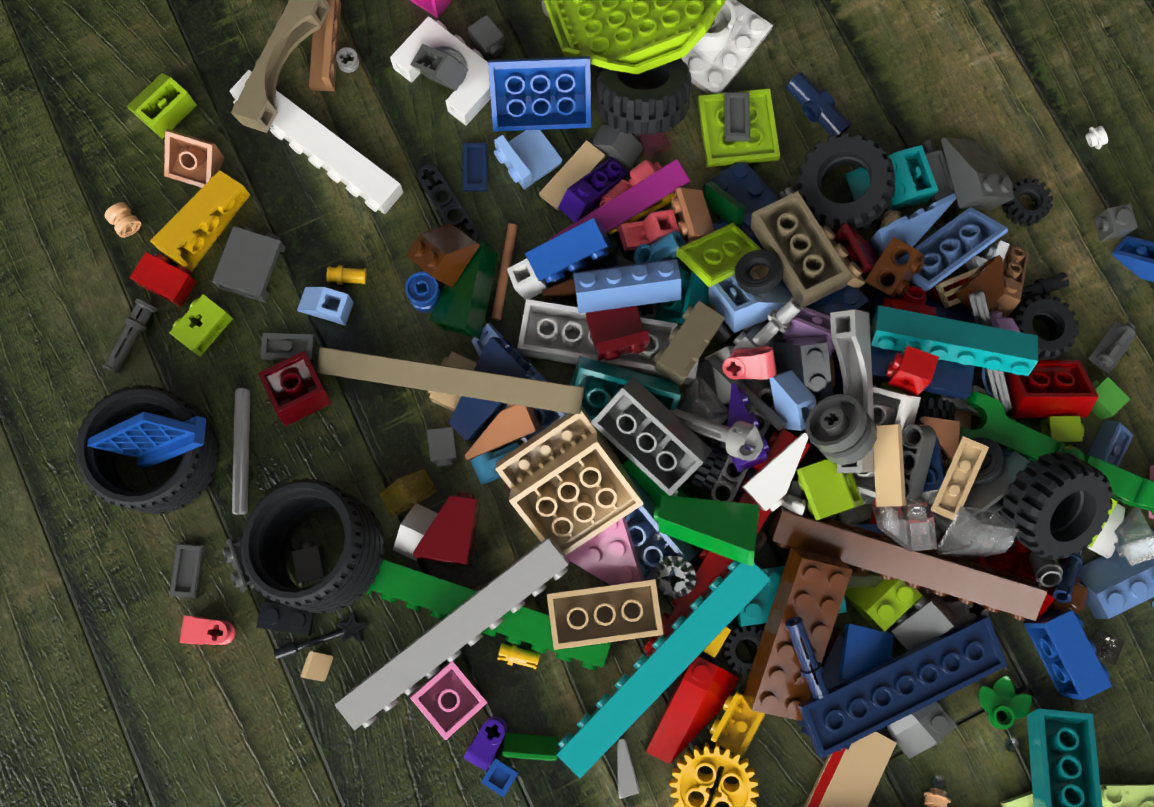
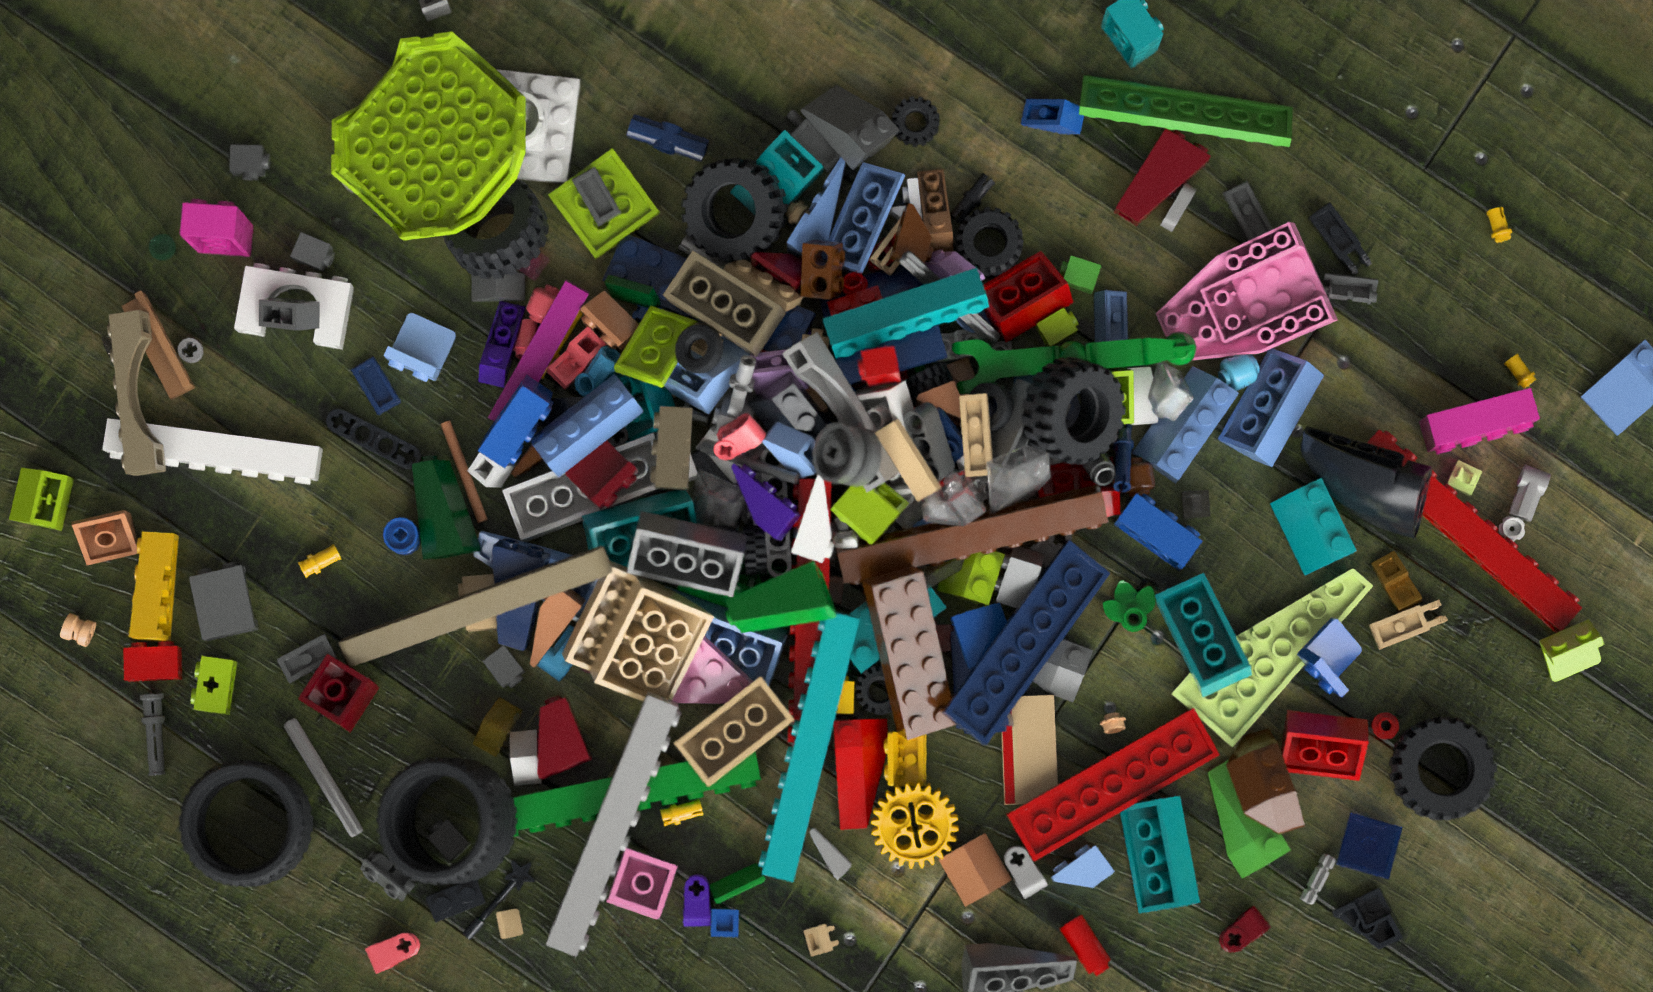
camera: 25 degrees left, 5 degrees up
(151, 438) = (254, 809): blue fence -> none
(187, 570) = (341, 910): dark grey tile -> none
(326, 304) = (317, 599): light blue slope -> none
(443, 252) = (400, 489): reddish brown slope -> none
(540, 93) = (402, 288): blue slope -> none
(578, 166) = (472, 340): tan tile -> none
(682, 569) = (782, 654): dark grey gear -> none
(736, 437) = (759, 514): light grey piece -> none
(816, 684) = (948, 685): dark blue pin -> none
(1097, 137) = (948, 17): white plate -> none
(1113, 346) = (1065, 219): dark grey hinge -> none
(1115, 222) = (1006, 97): dark grey brick -> none

